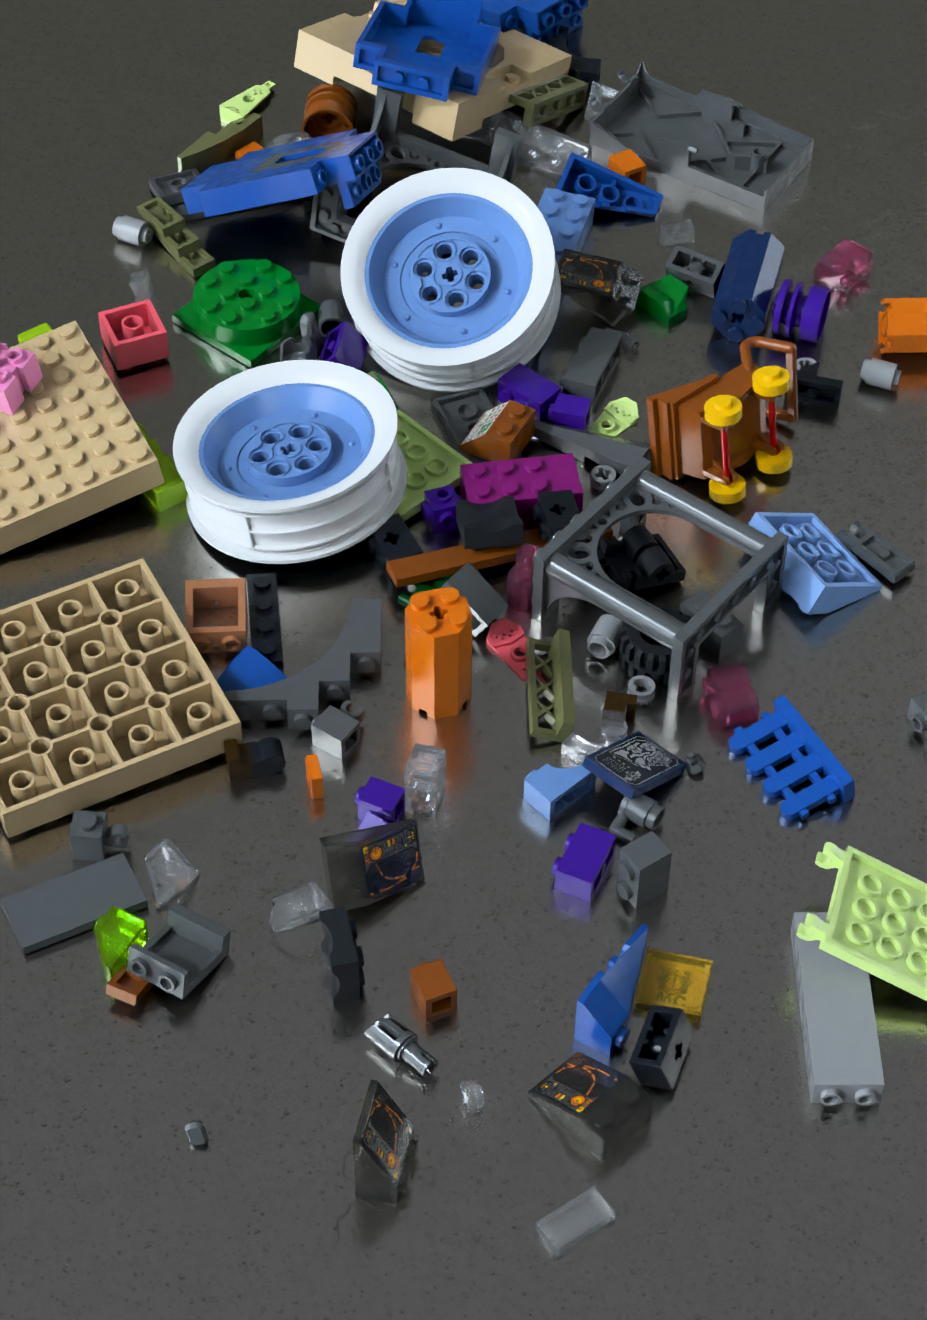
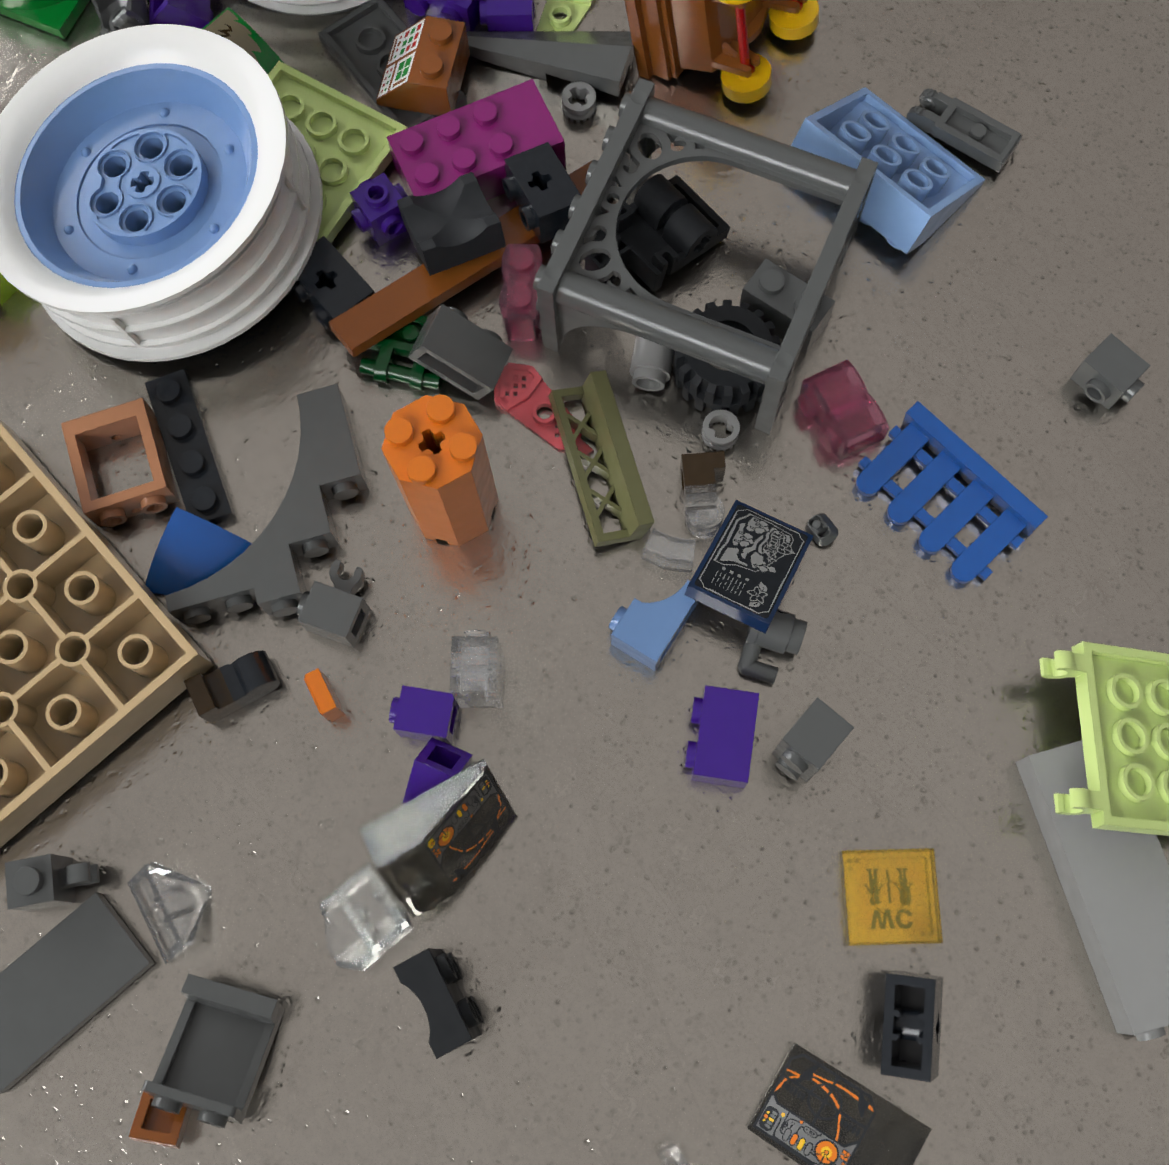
camera: 10 degrees left, 25 degrees up
(115, 935) = (125, 1052): clear neon green slope -> none
(400, 1044) = (568, 1115): dark grey arm -> none
(433, 988) = (576, 1003): dark orange brick -> none
(608, 999) = (824, 968): blue wedge -> none

